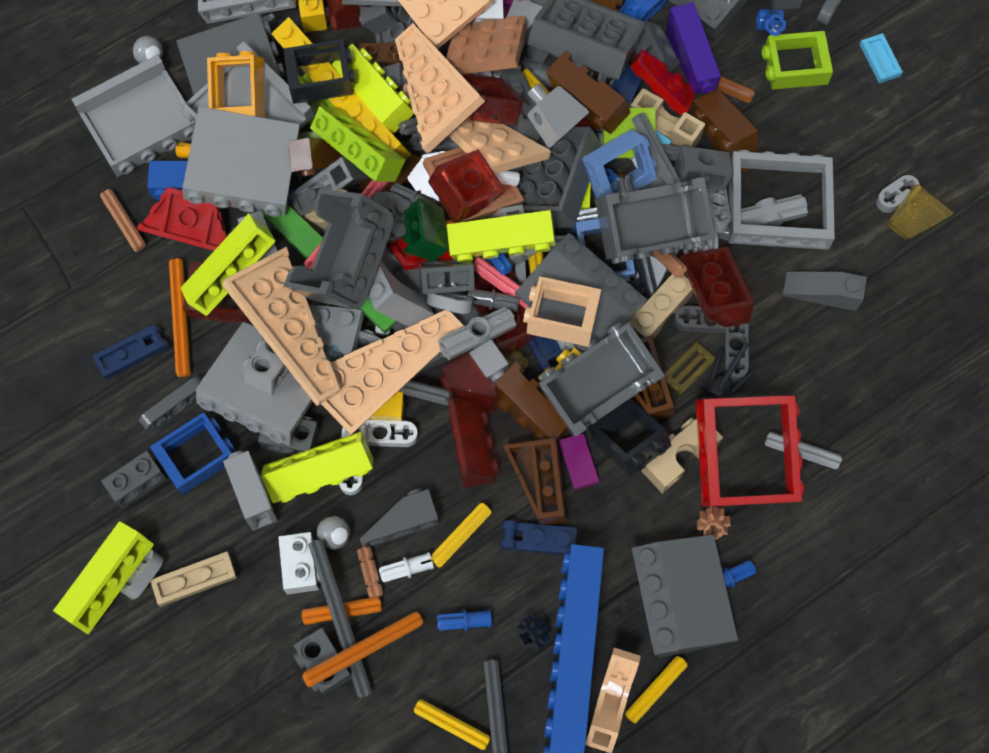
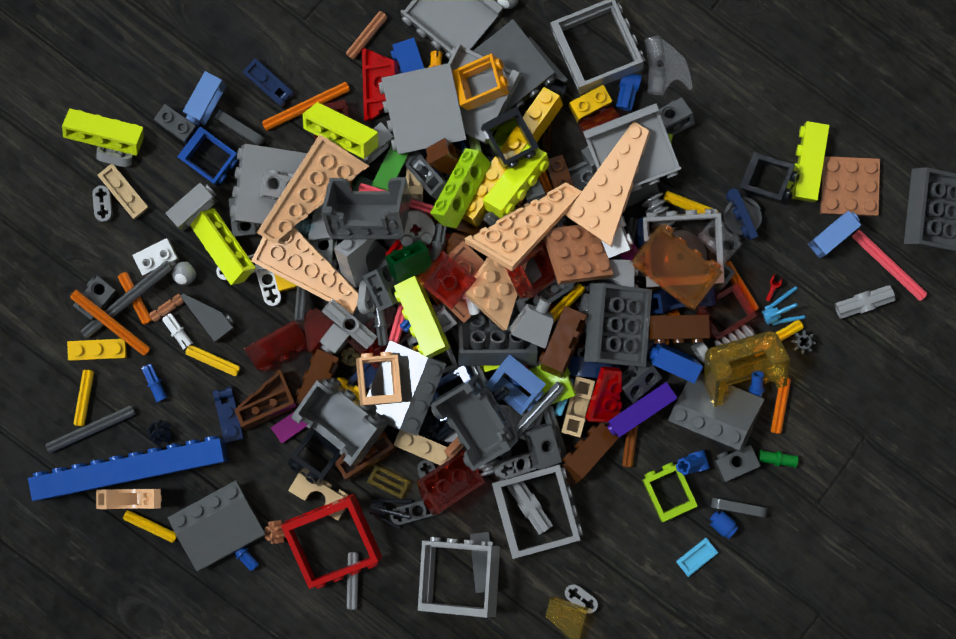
camera: 75 degrees right, 15 degrees up
(115, 427) = (204, 99): none -> medium blue window
(197, 619) = (98, 205): none -> light grey beam
(392, 685) = (96, 349): none -> yellow plate
(851, 16) = (723, 524): none -> blue brick
(878, 328) = (427, 577): none -> light grey window

